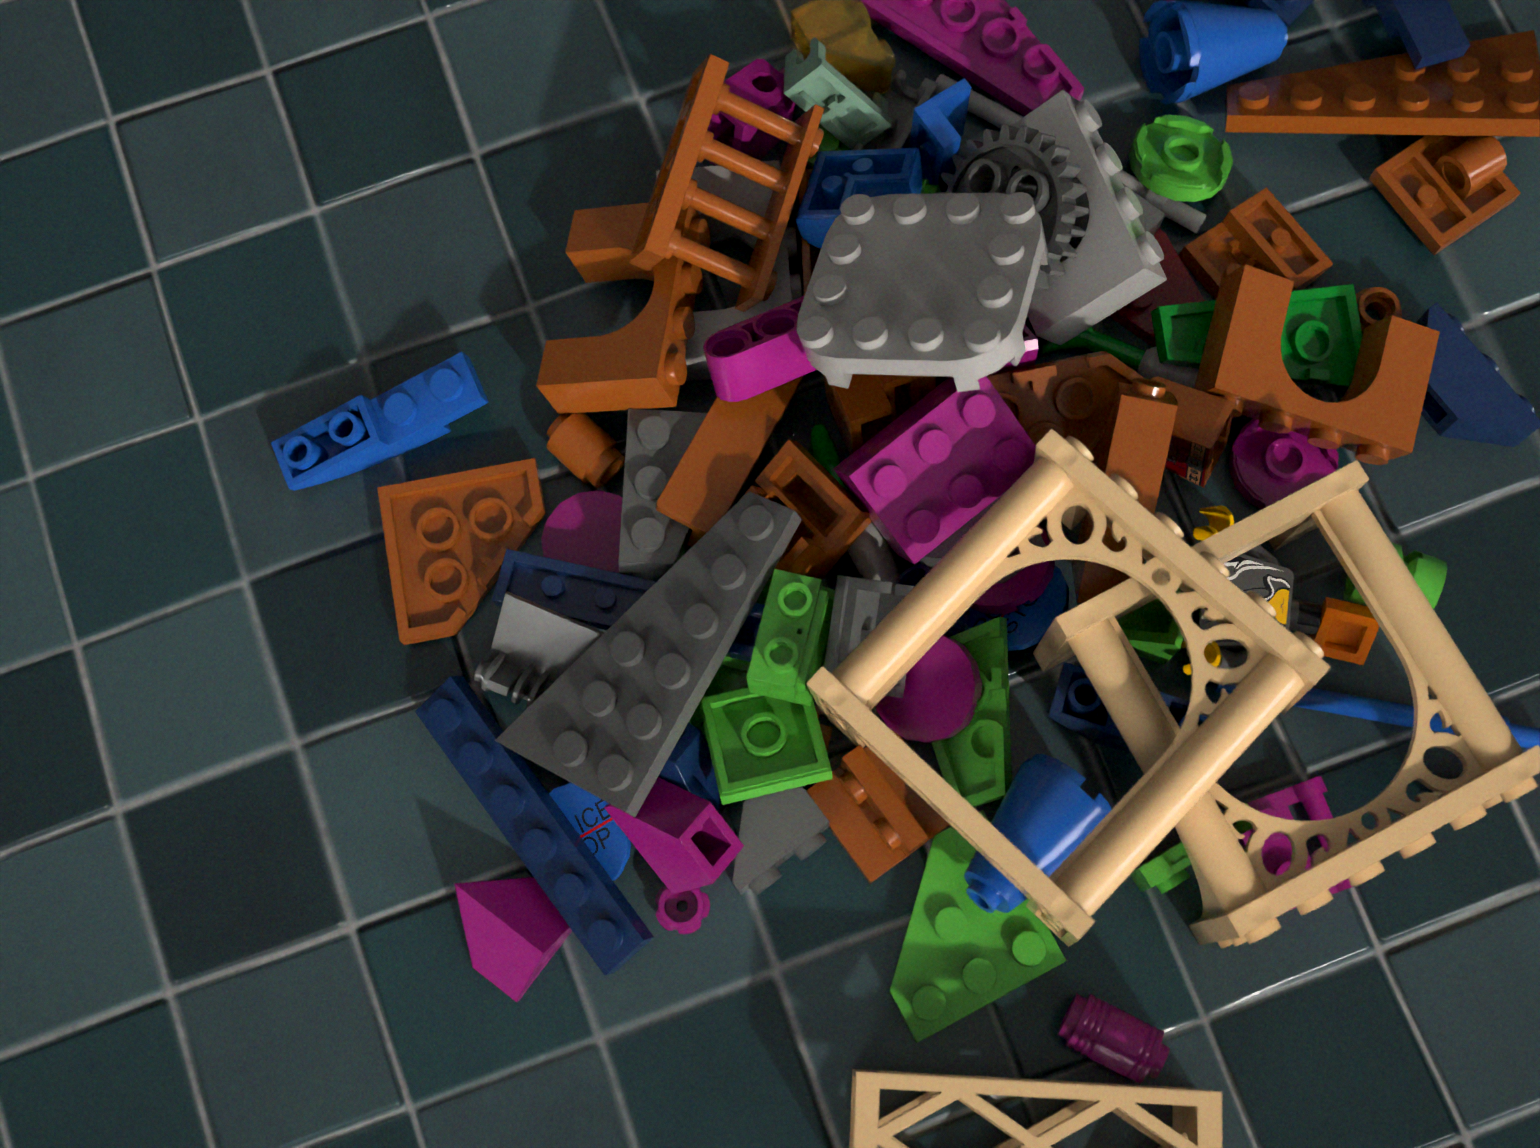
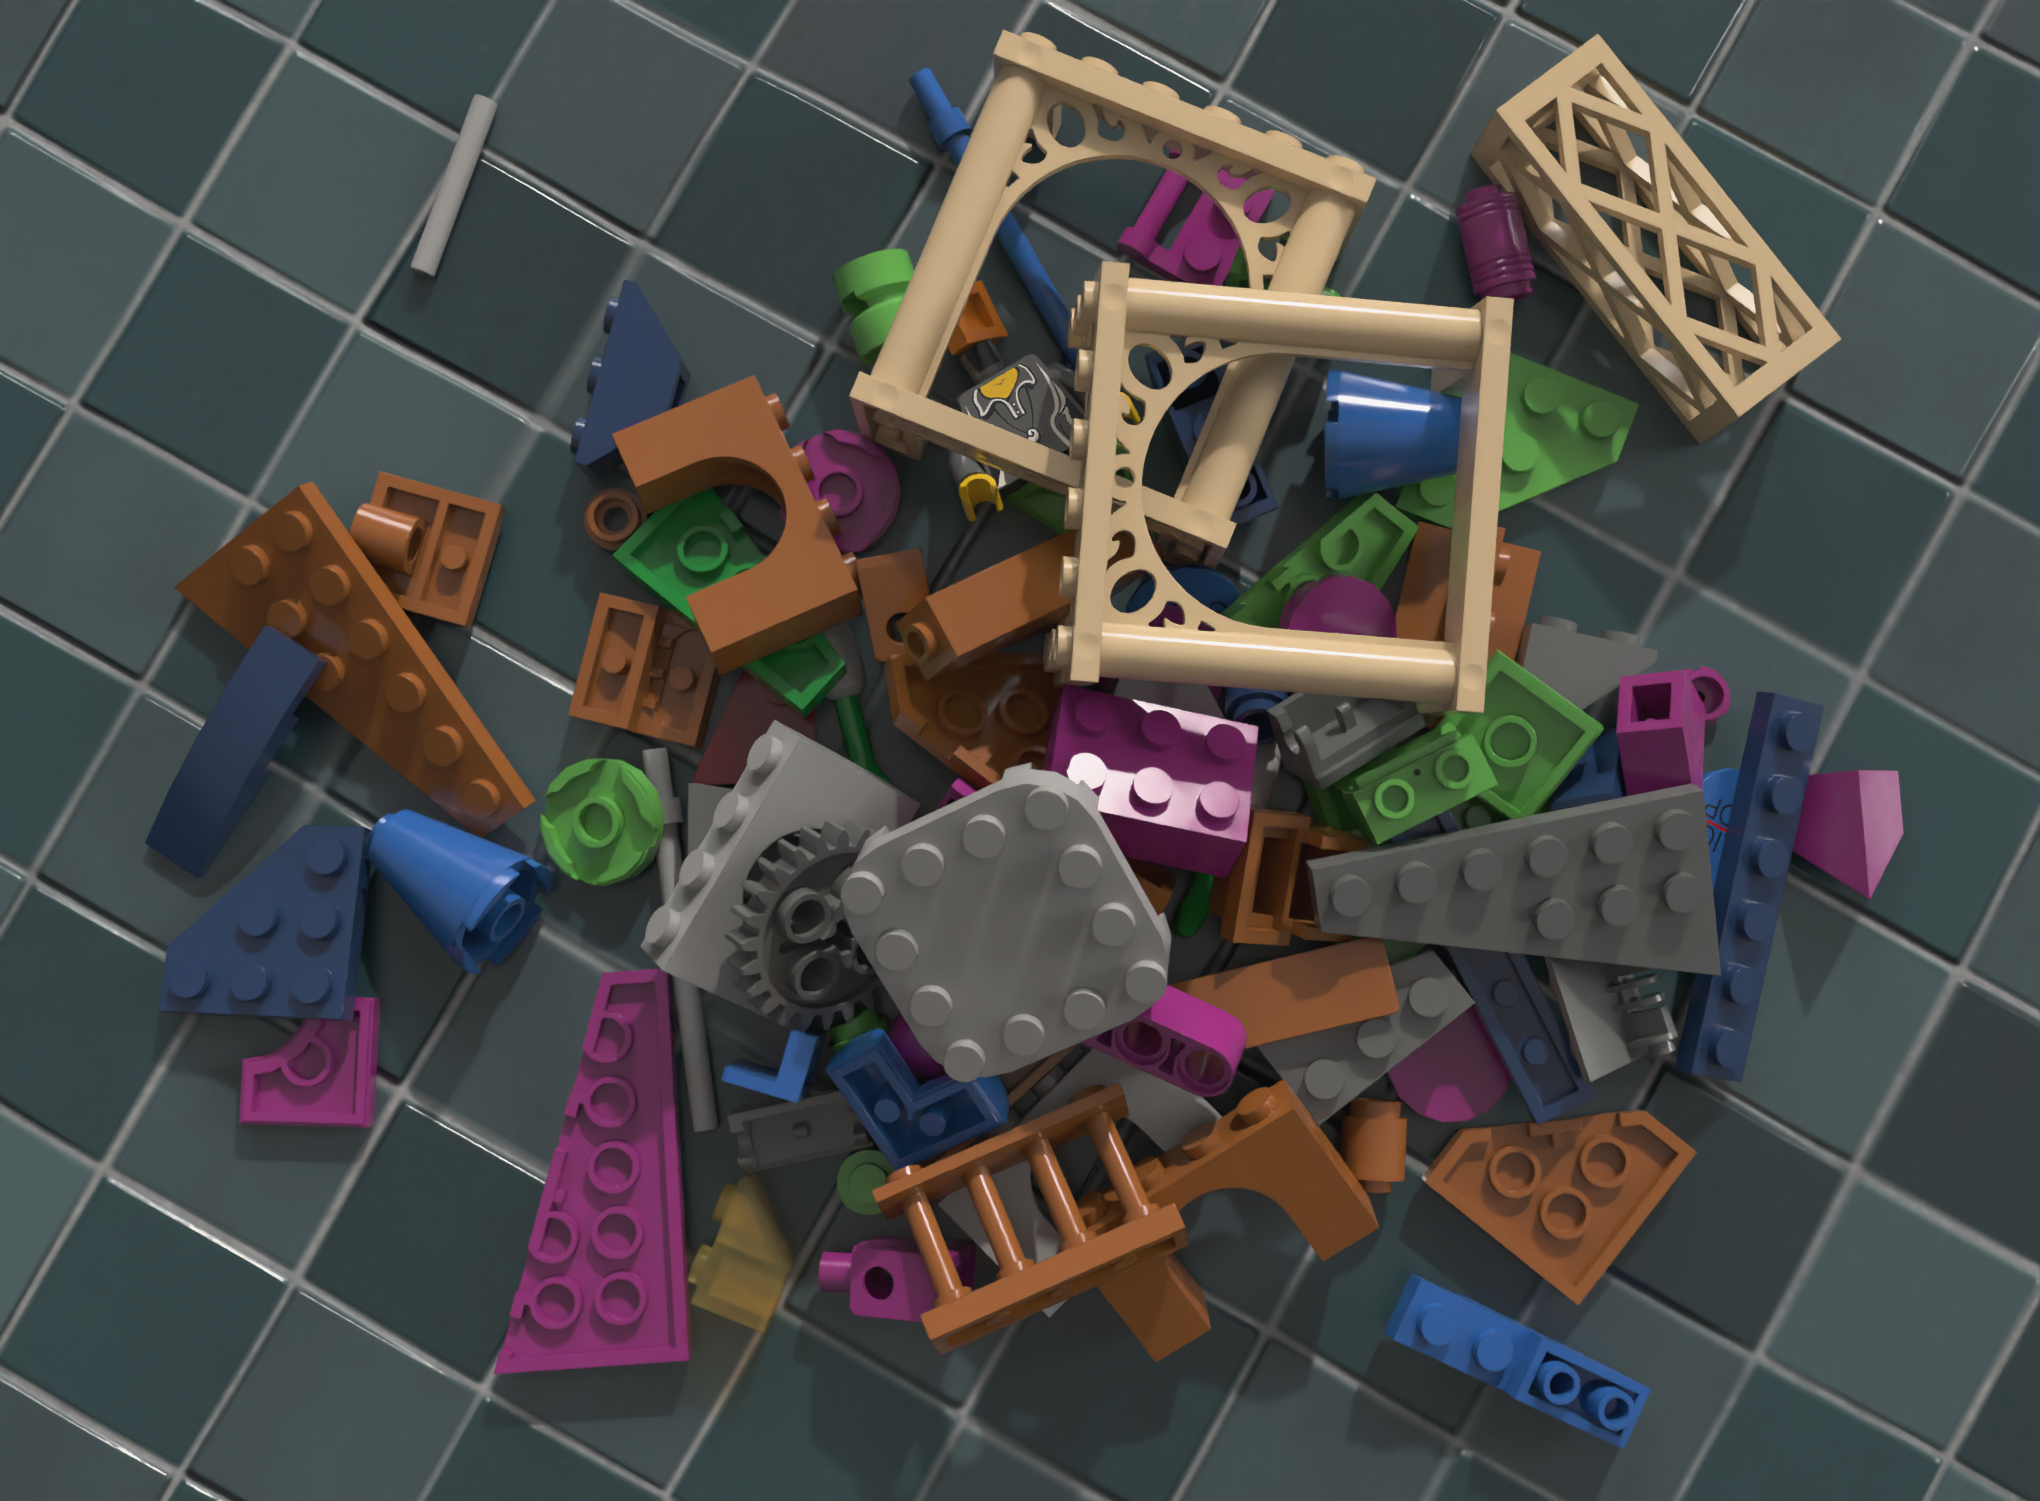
camera: 135 degrees left, 10 degrees up
(847, 110) = (833, 1203): sand green hinge -> none

